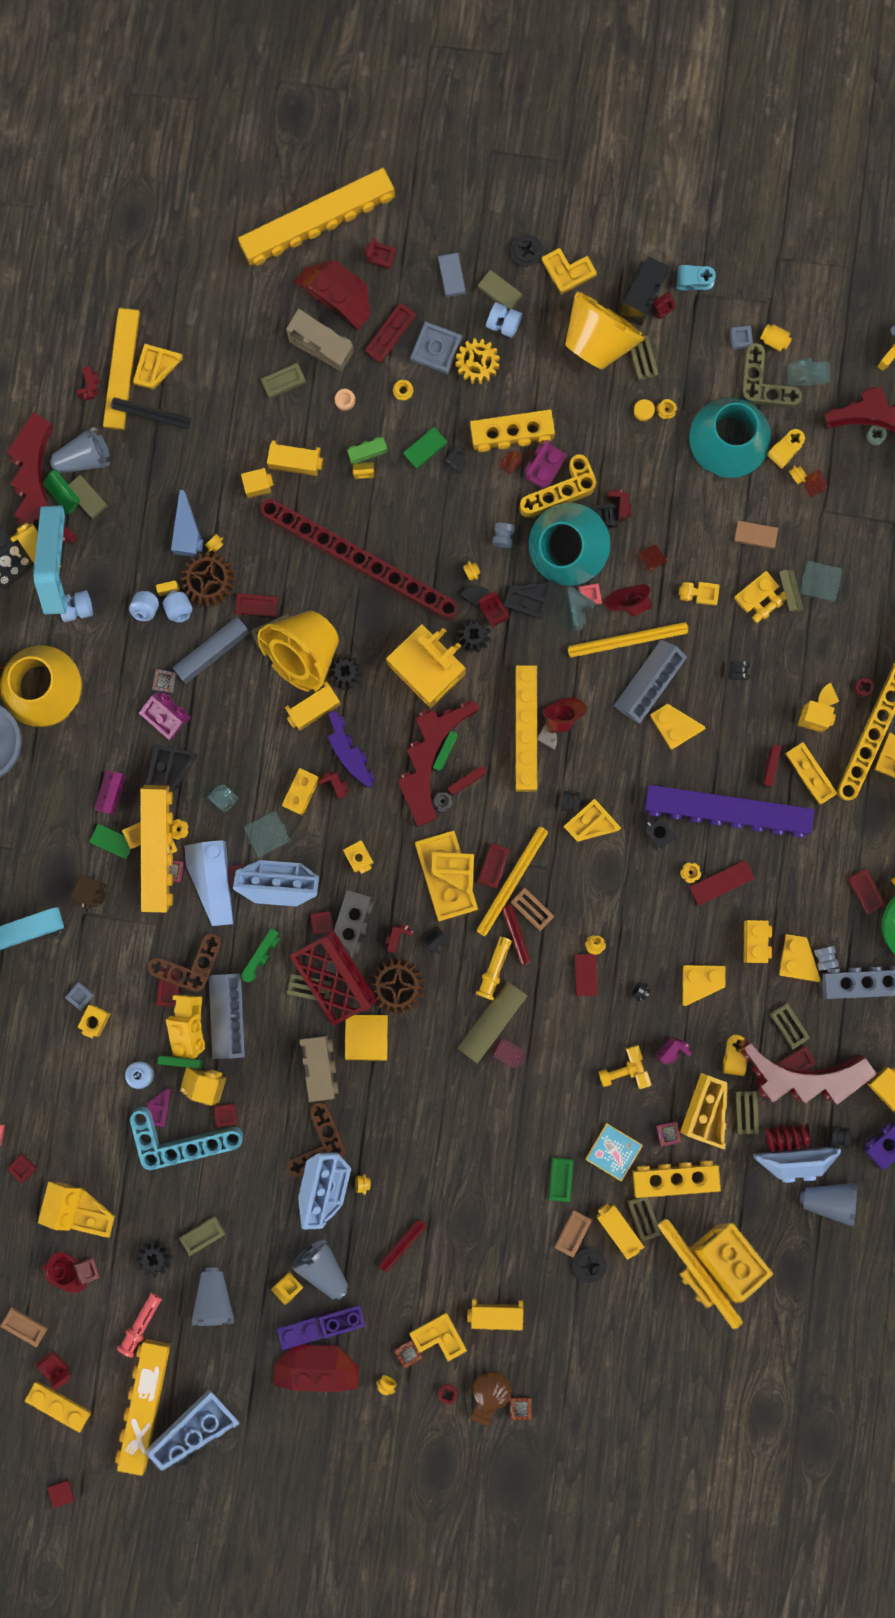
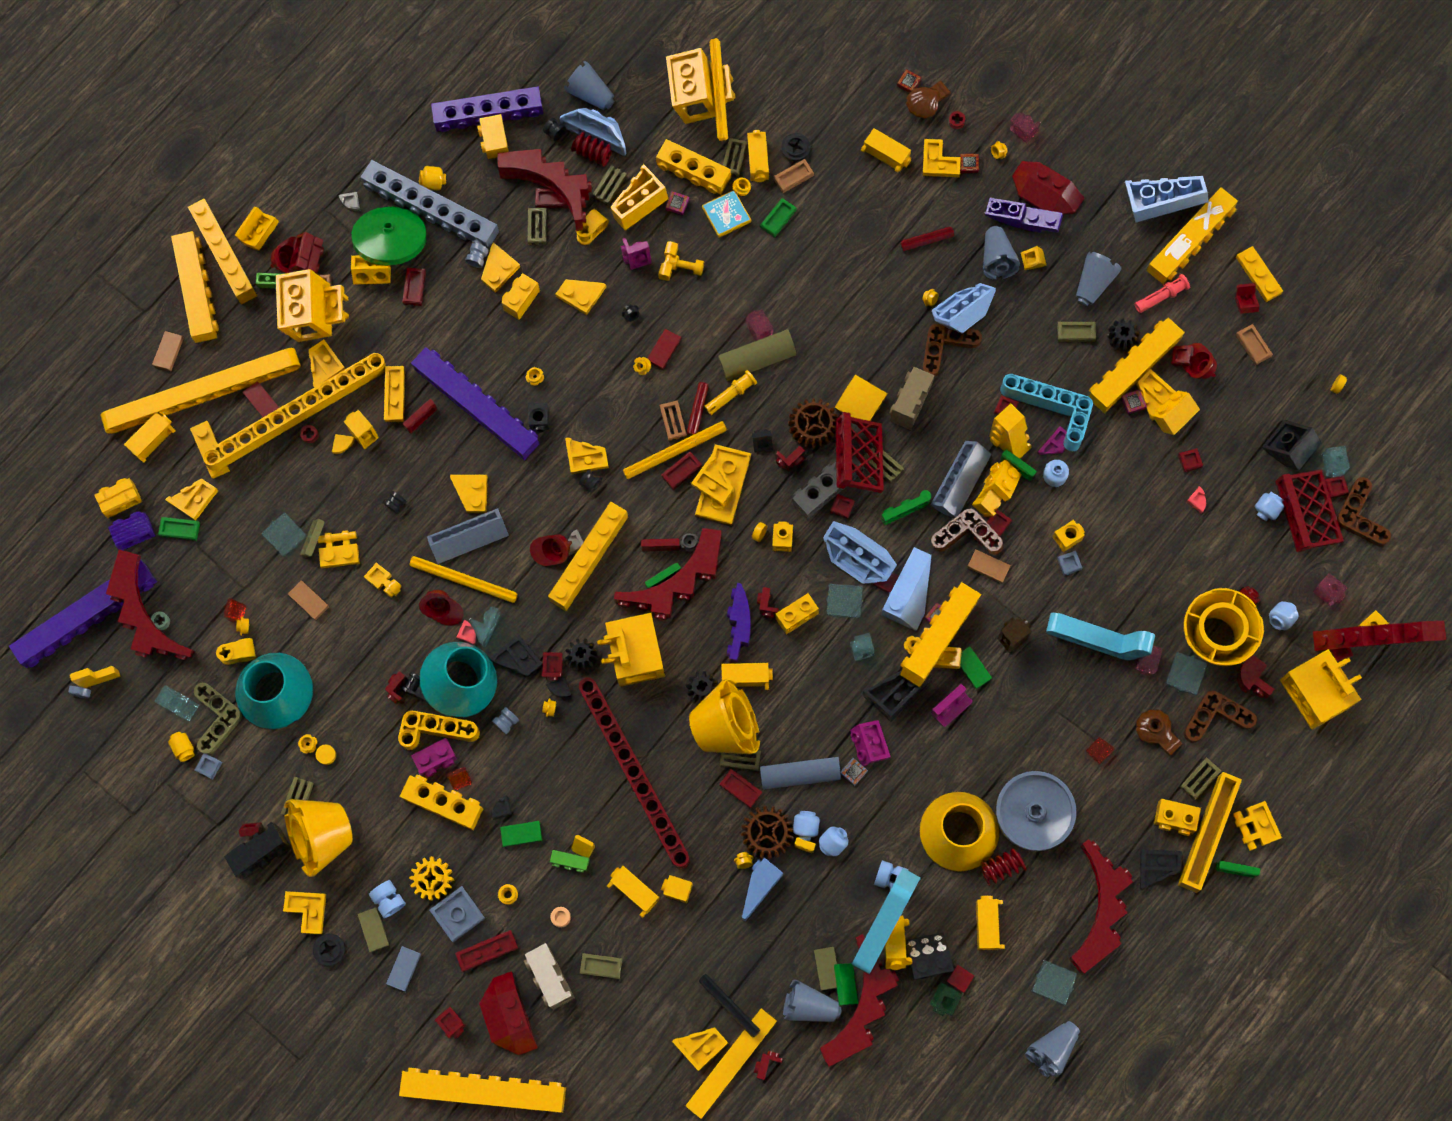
camera: 150 degrees left, 10 degrees down
(61, 1493) = (1291, 213): dark red tile -> none
(107, 1195) = (1133, 402): none -> tile
(124, 1234) = (1136, 365): none -> yellow brick
(152, 947) = (988, 566): none -> medium nougat tile
(376, 1427) = (1024, 126): none -> clear pink brick
(383, 849) = (759, 532): none -> yellow tile
(613, 1193) = (744, 183): none -> yellow plate
(652, 558) = (400, 631): clear red slope -> none
(692, 277) = (212, 838): medium azure piece -> none
(721, 883) = (516, 355): dark red tile -> none

